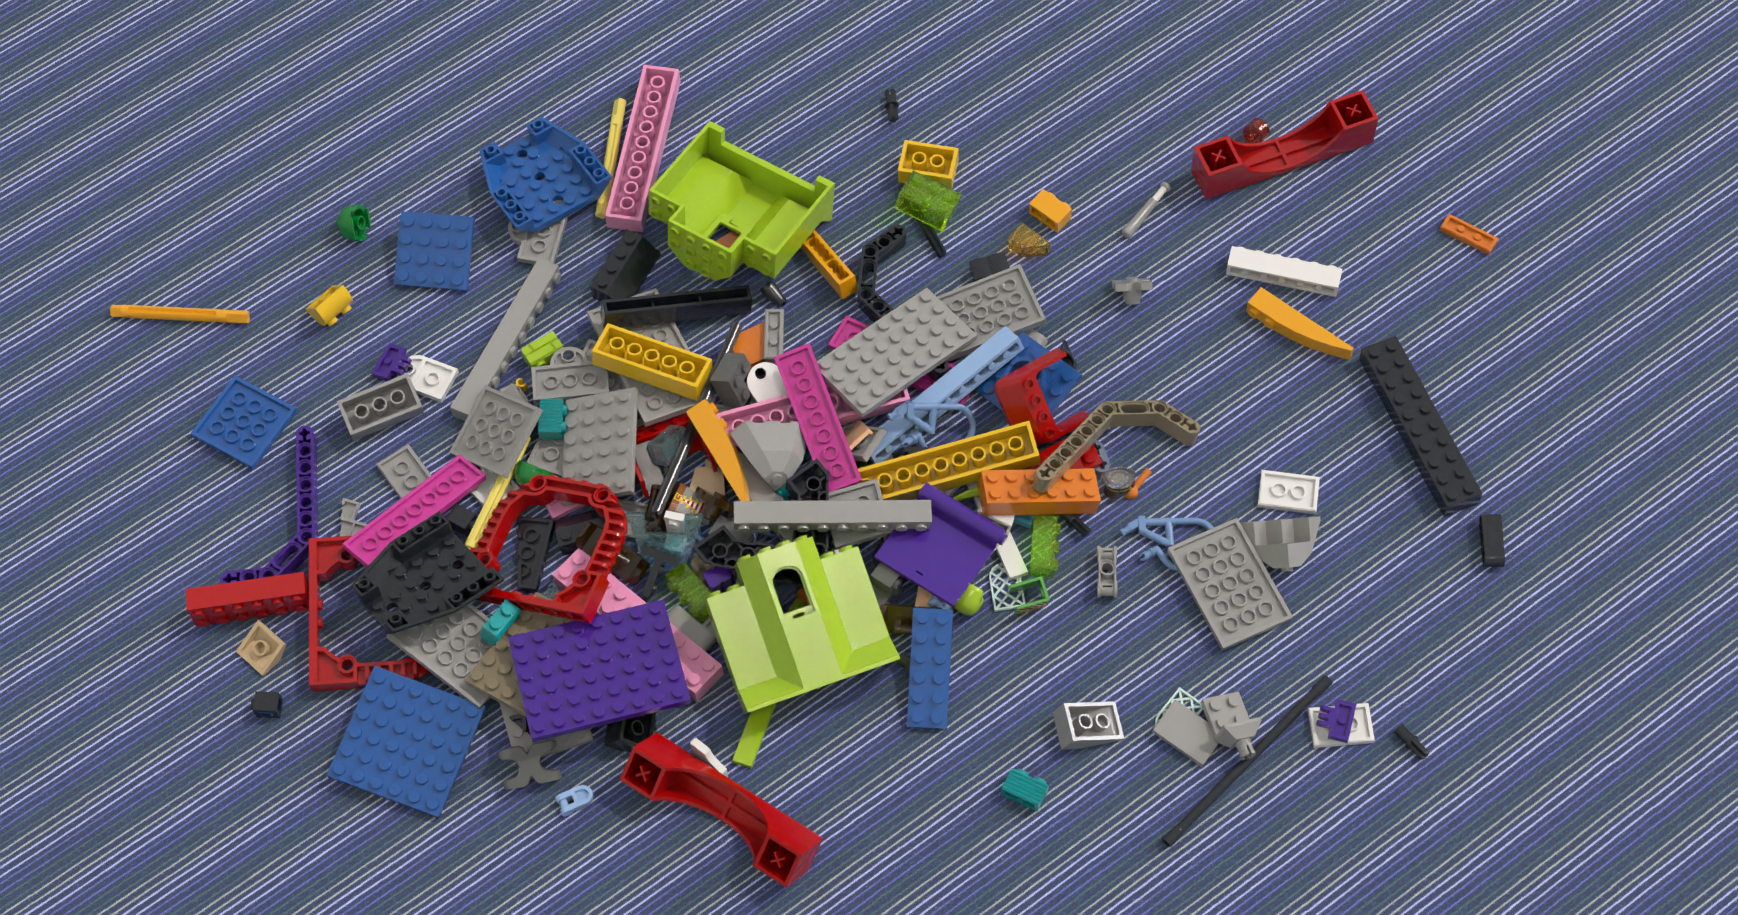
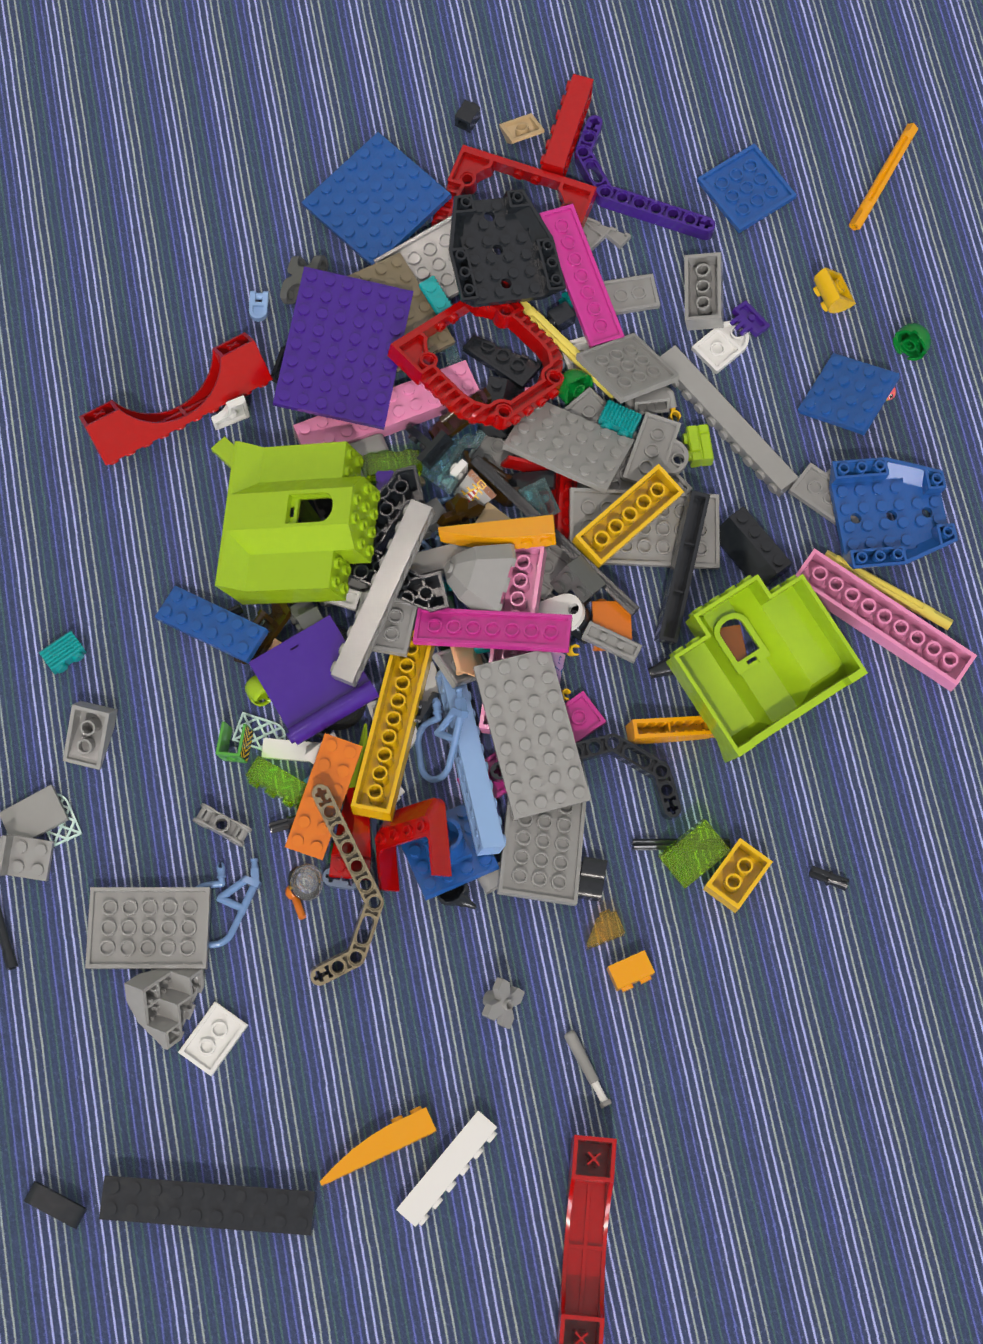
camera: 110 degrees right, 10 degrees up
(1256, 131) = (624, 1234): clear red head -> none

